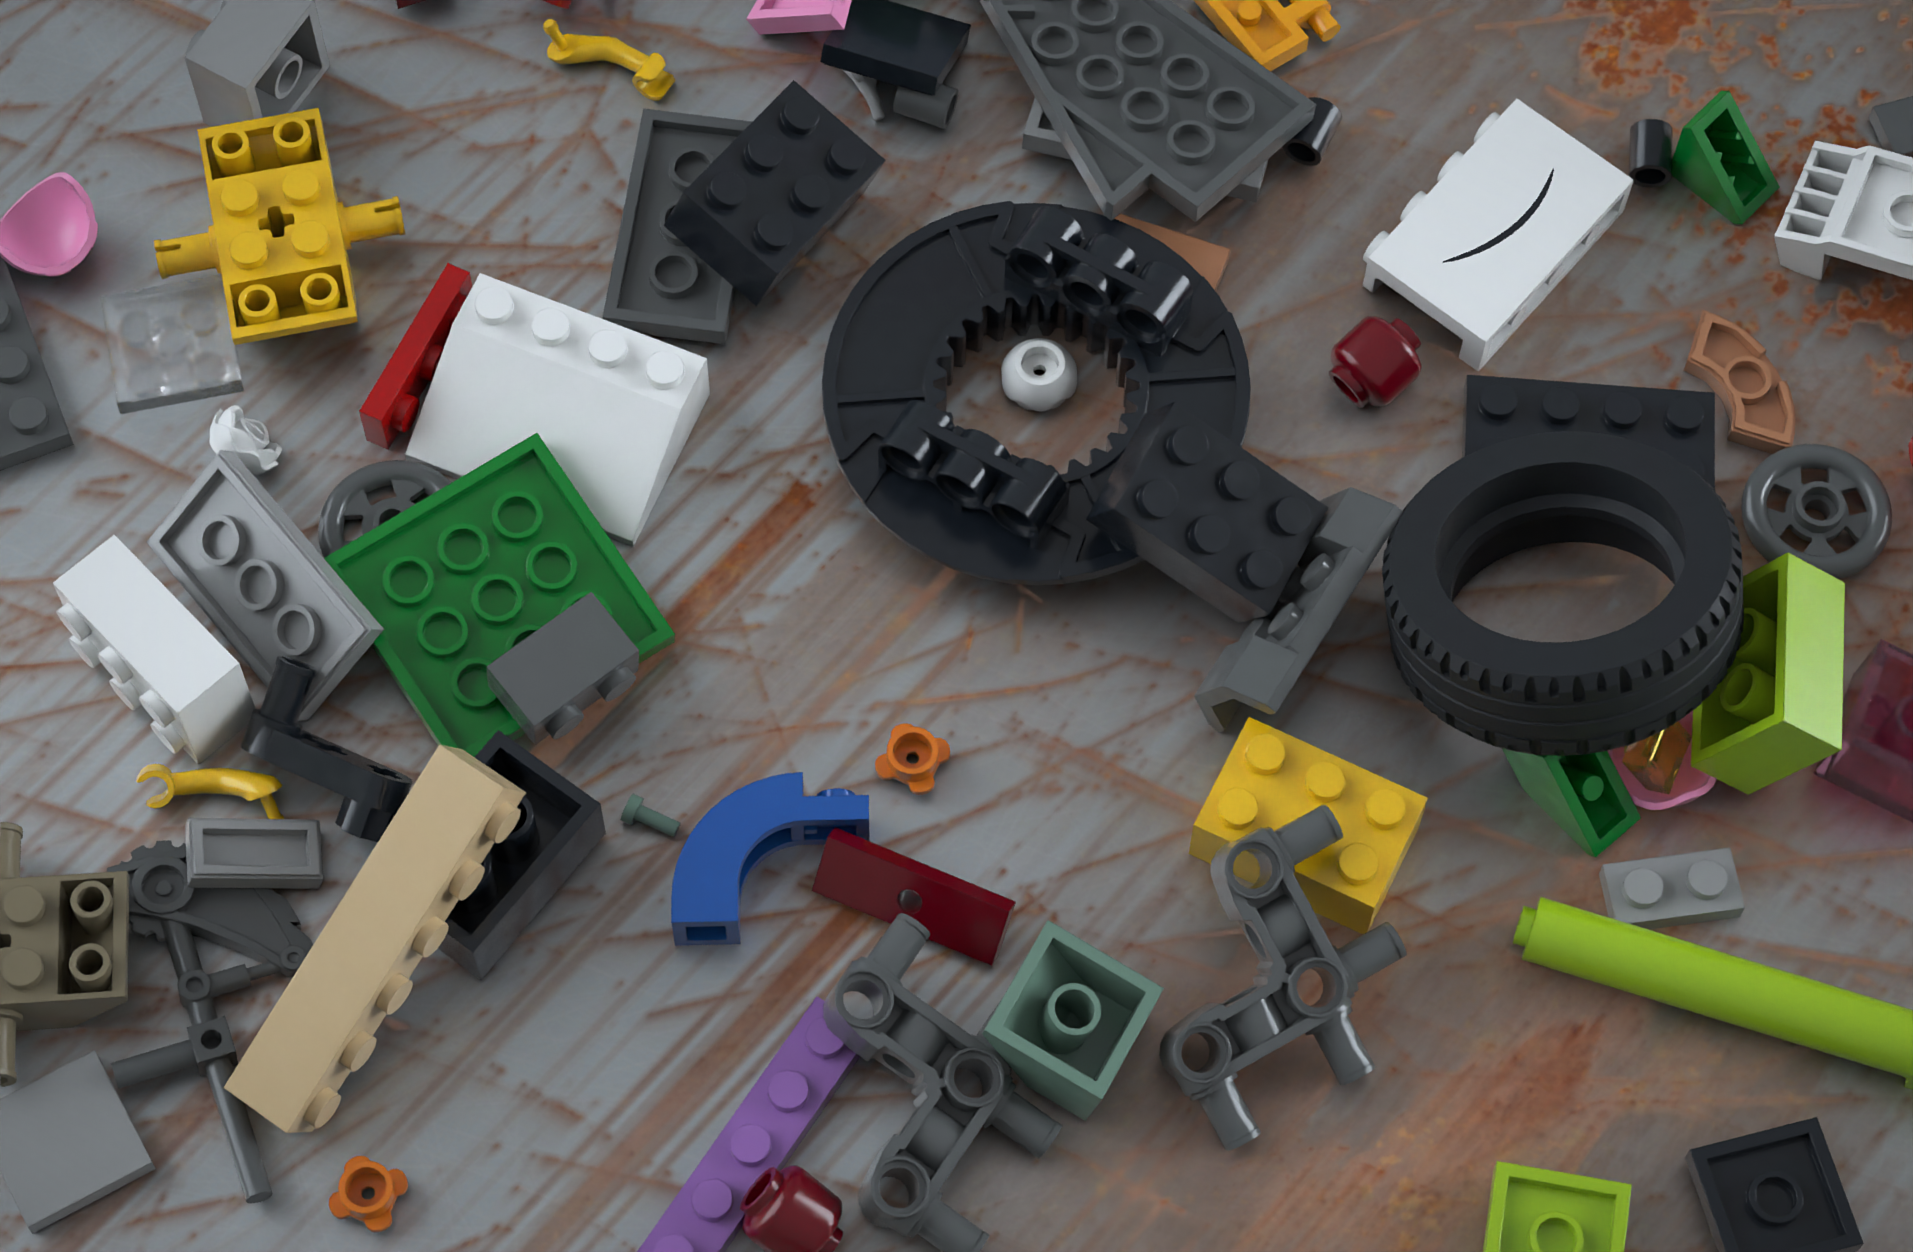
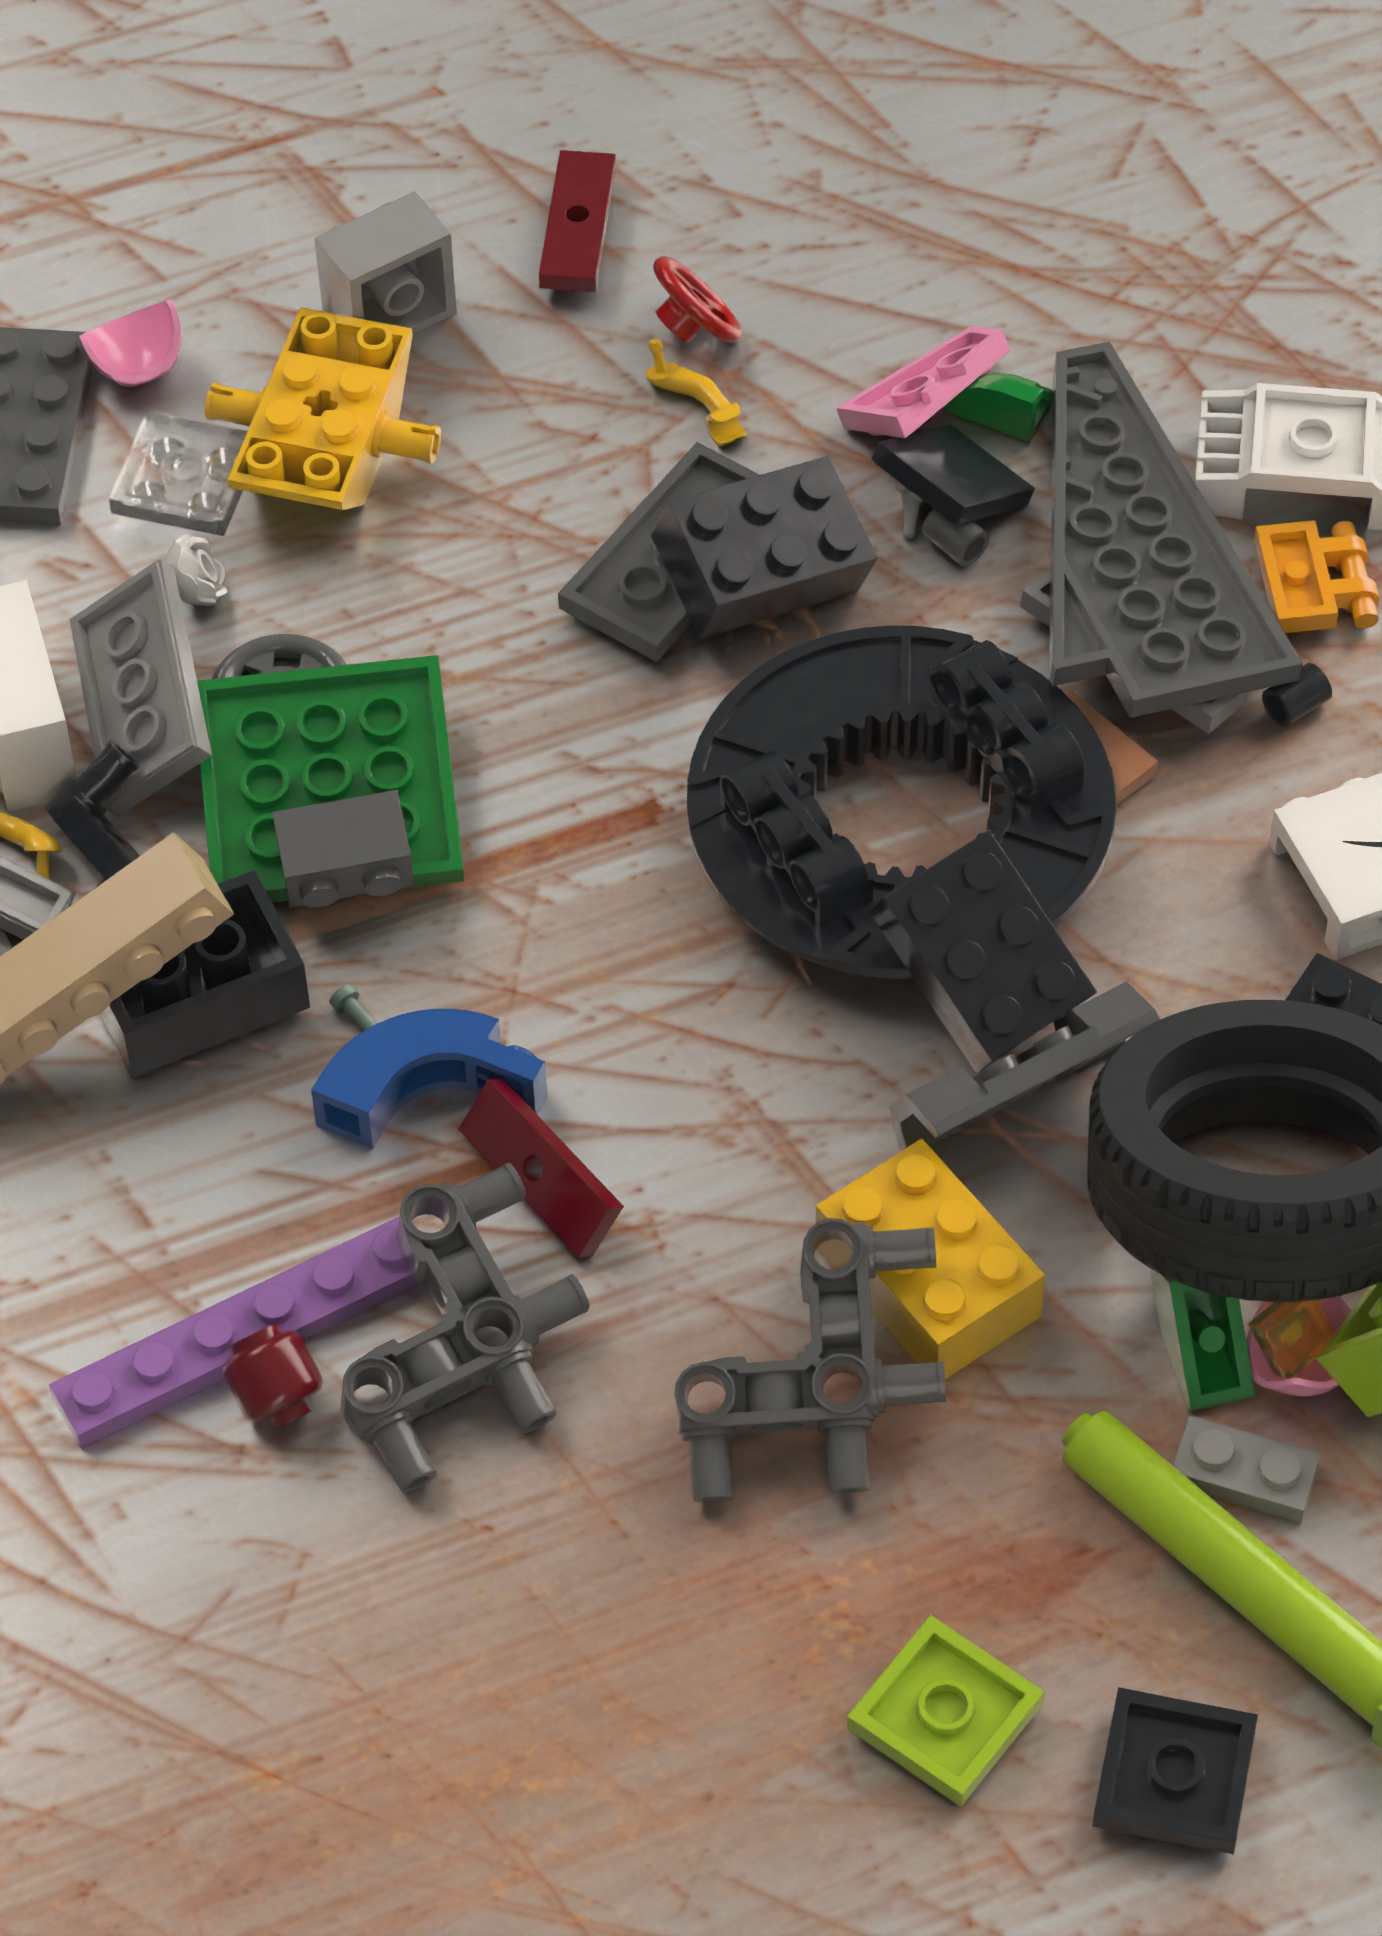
camera: 30 degrees right, 10 degrees down
(396, 395) = (382, 563): red plate -> none
(592, 390) = (509, 649): white slope -> none
(912, 740) = (612, 1044): orange plate -> none
(1036, 391) = (915, 811): white plate -> none
(1070, 1019) = (608, 1319): sand green slope -> none
(1375, 361) = (1234, 905): dark red head -> none

